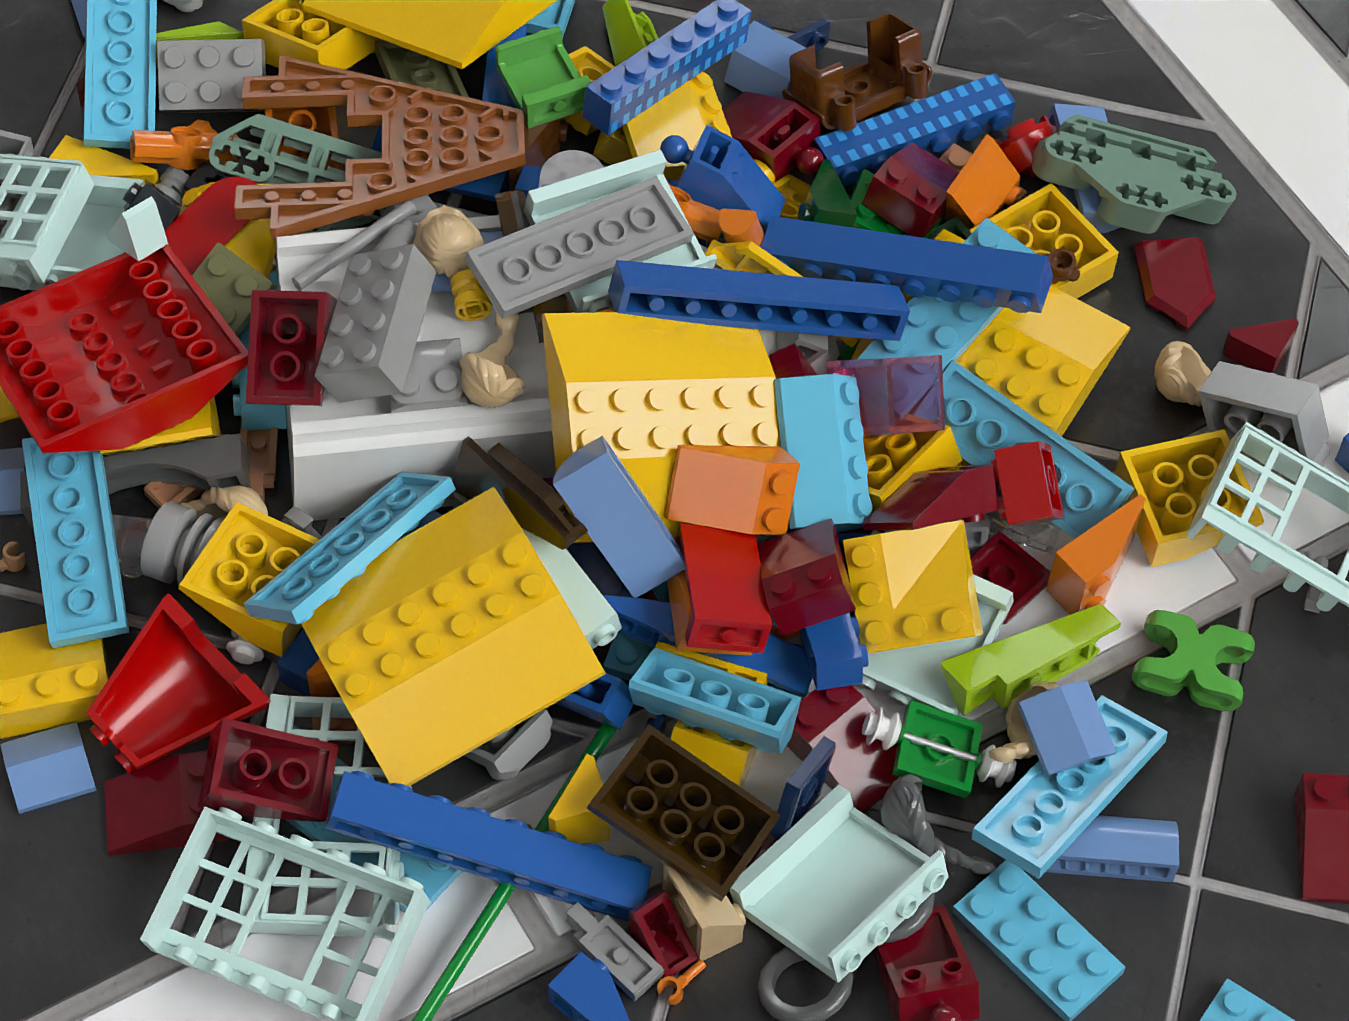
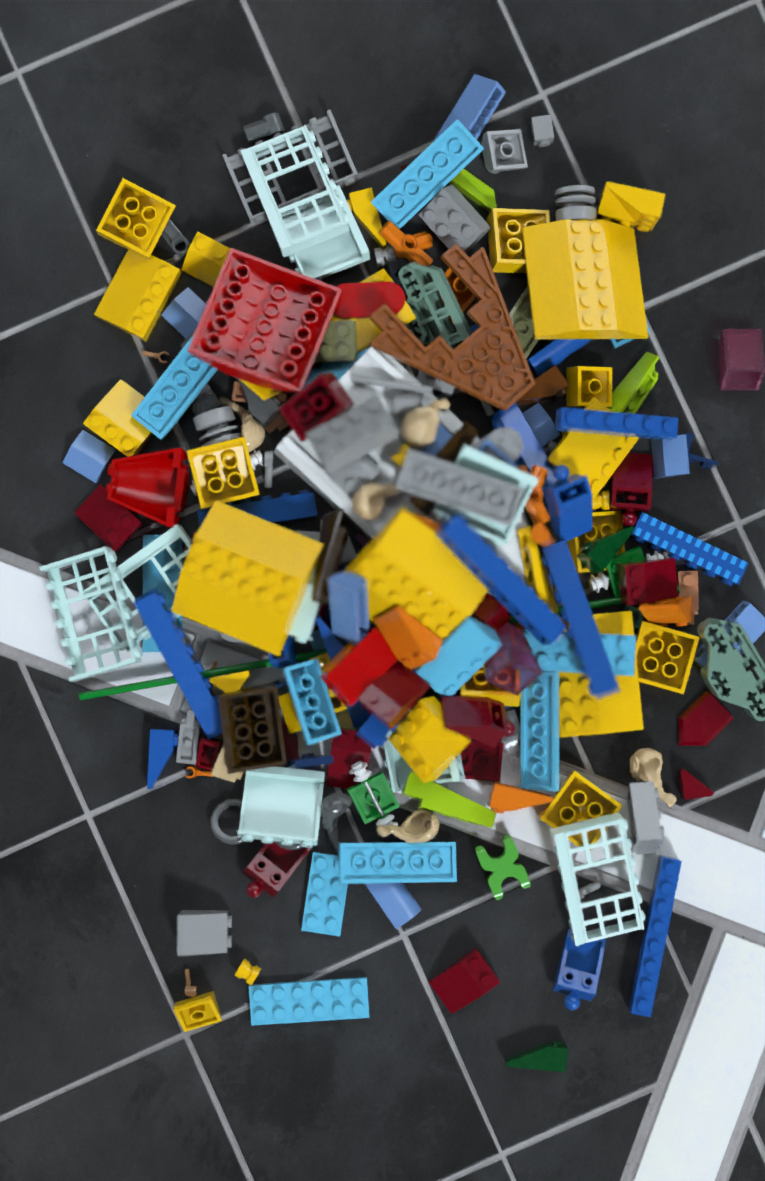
camera: 50 degrees right, 30 degrees up
(139, 230) = (332, 280): light aqua slope -> none
(166, 206) = (357, 267): black brick -> none
(267, 773) = (140, 555): dark red slope -> none
(349, 548) = (256, 505): medium azure plate -> none
(541, 77) = (562, 376): bright green panel -> none
(852, 94) = (692, 507): reddish brown container -> none
(1022, 142) = (716, 607): red cone -> none
(1027, 484) = (519, 748): red brick -> none
(1066, 260) = (657, 676): reddish brown plate -> none
(1066, 727) = (417, 845): medium blue slope -> none

